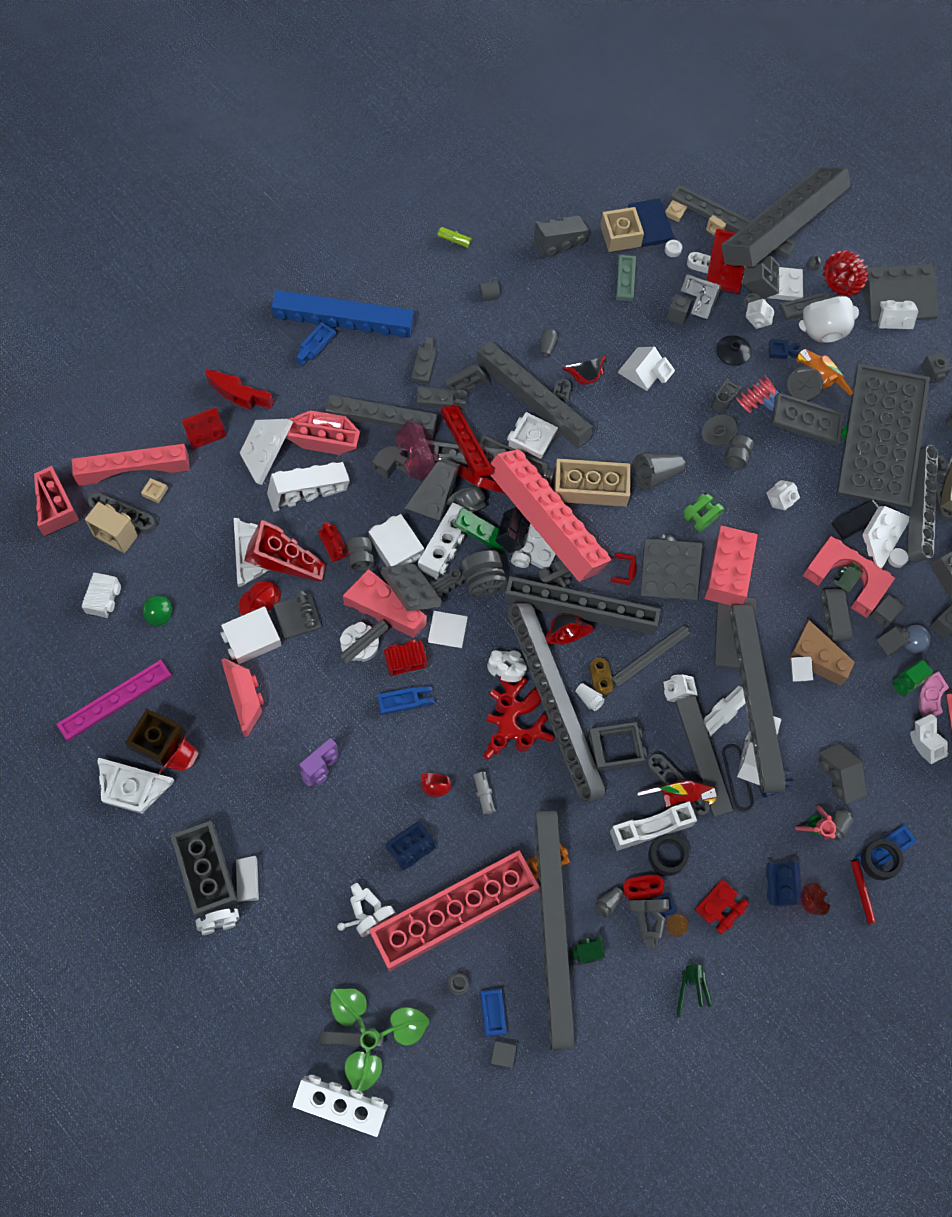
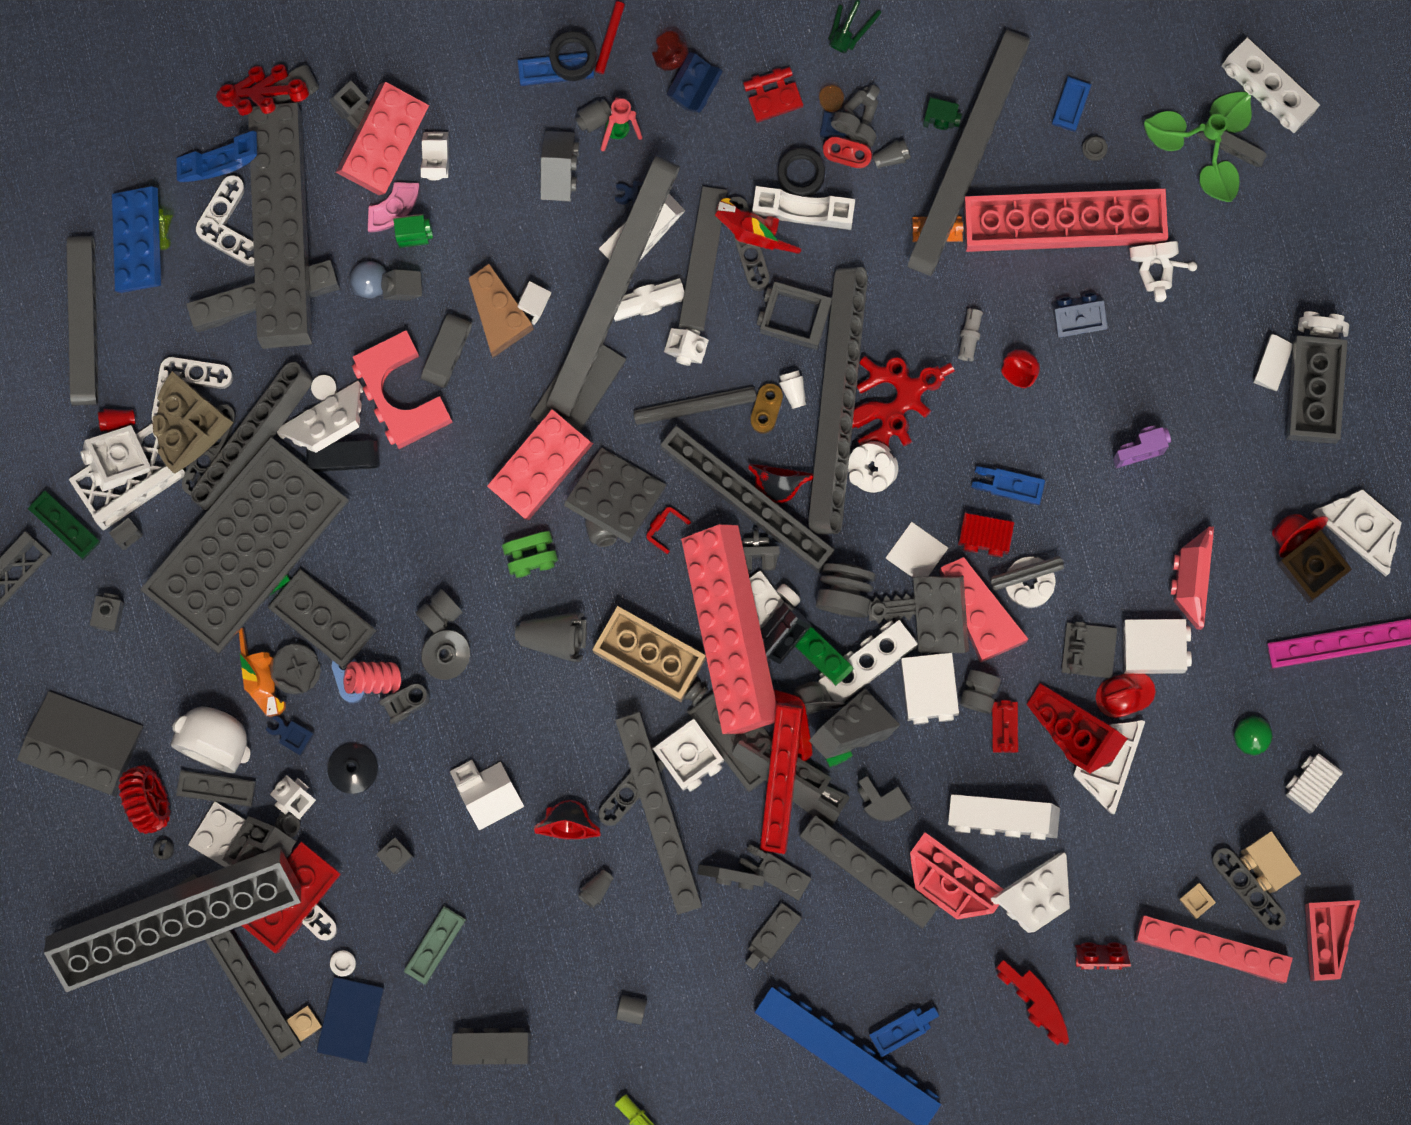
camera: 145 degrees left, 15 degrees up
(420, 460) = (852, 774): clear pink arch -> none
(503, 1054) = (1081, 58): dark grey tile -> none
(621, 229) = (403, 1017): tan brick -> none
(706, 295) = (355, 858): brick -> none
(715, 223) = (265, 966): tan plate -> none
(730, 781) = (683, 223): black piece -> none
(783, 495) = (418, 528): white brick -> none
(849, 576) = (406, 386): dark green brick -> none
(886, 611) = (382, 326): dark grey brick -> none
(897, 315) = (106, 713): white bracket -> none

